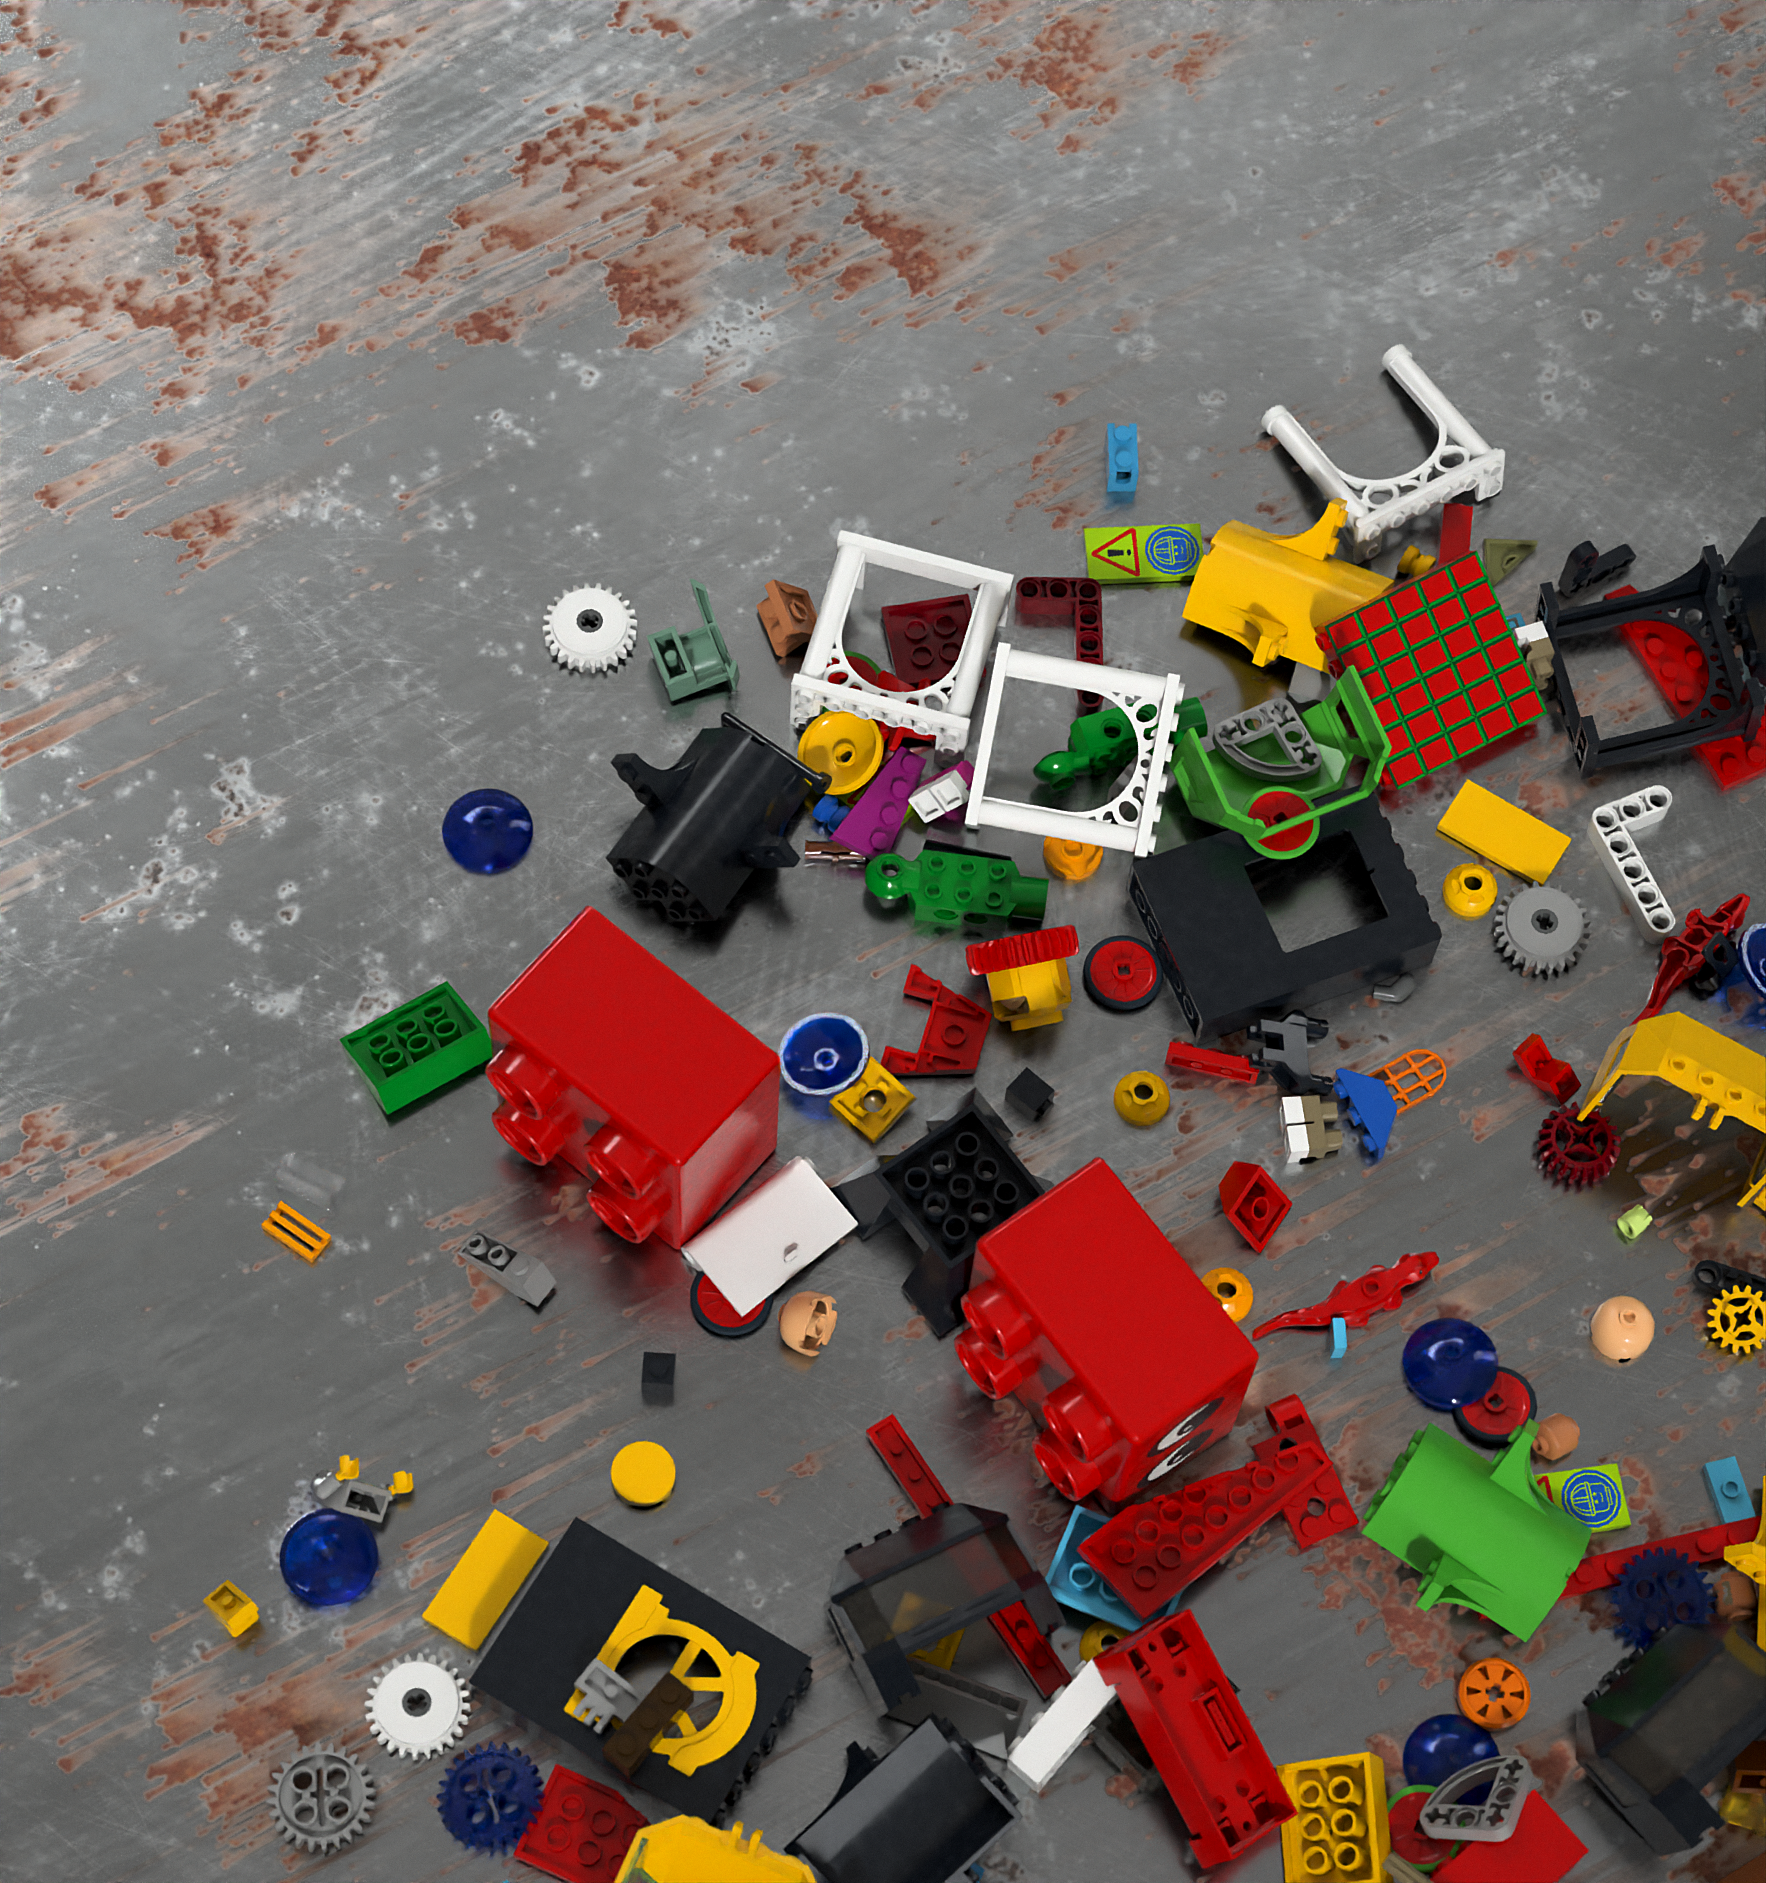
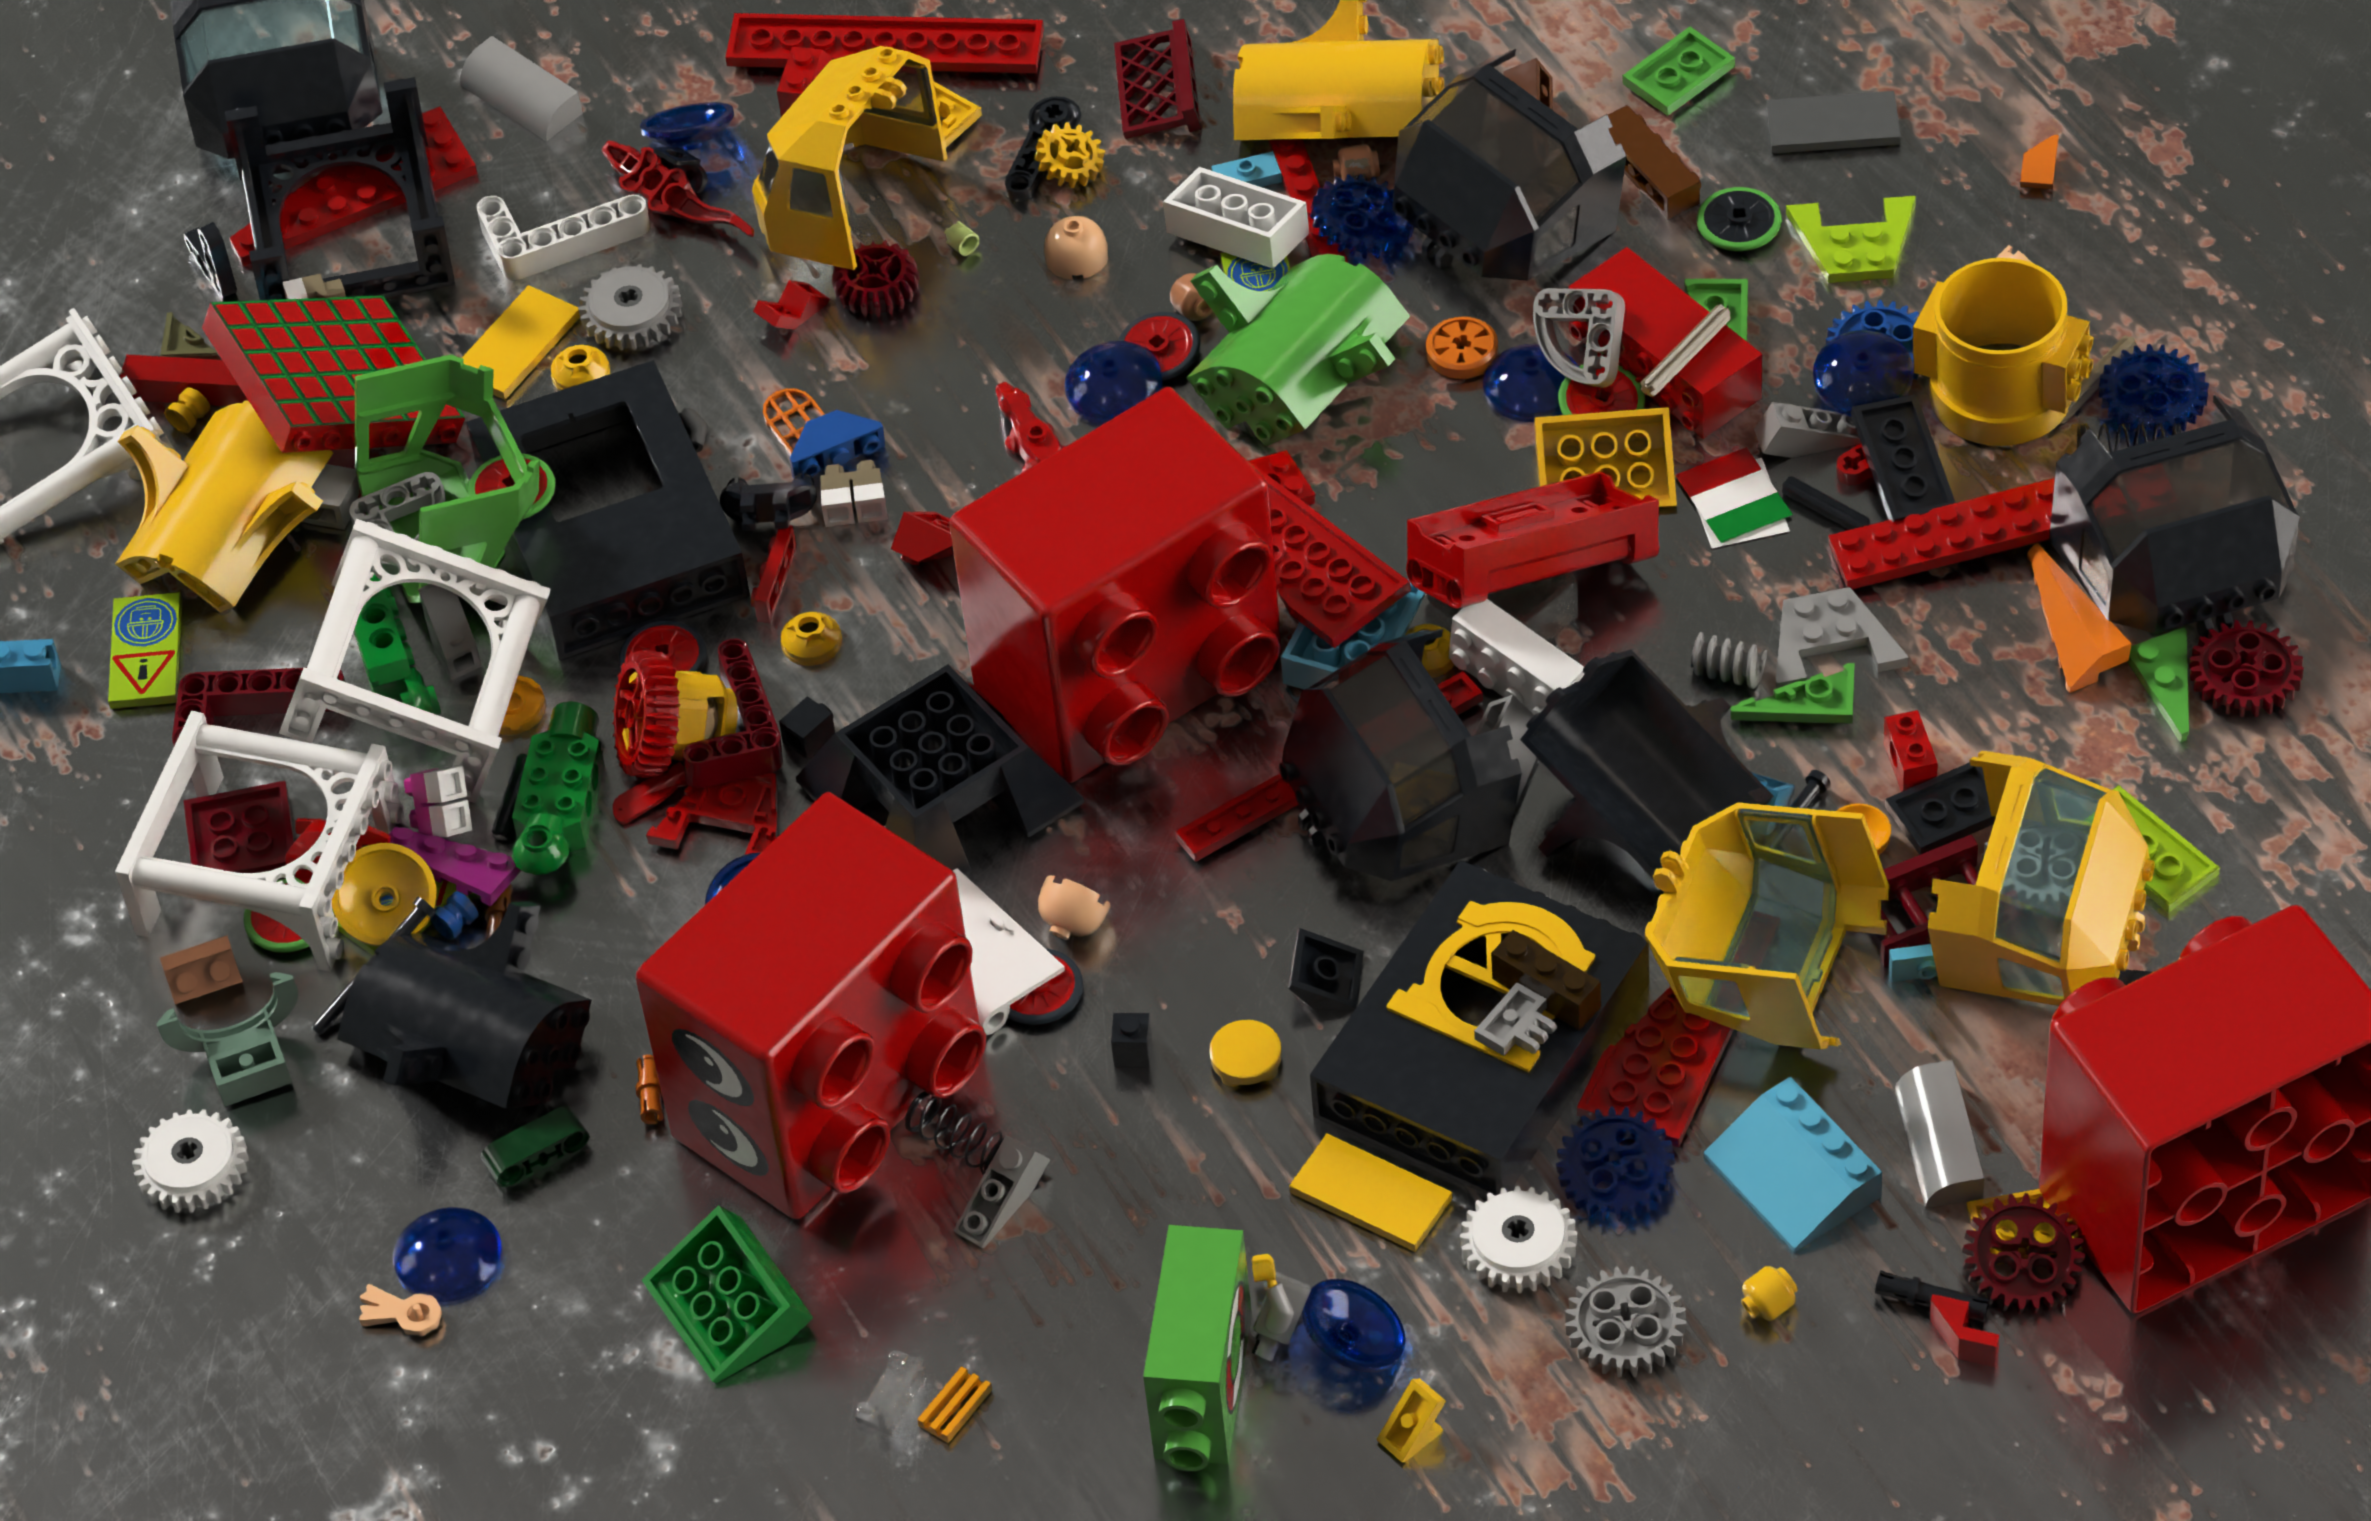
camera: 80 degrees left, 15 degrees down
(289, 1414) = (1197, 1346): none -> bright green brick
(426, 808) = (414, 1315): none -> light nougat piece
(582, 884) = (535, 1146): none -> dark green beam
(582, 1194) = (932, 1113): none -> black piece
(728, 1544) = (1325, 972): none -> black slope
(954, 954) = (648, 794): none -> red piece
(1031, 1040) = (758, 744): none -> dark red beam
(1649, 1474) = (1236, 217): none -> white brick

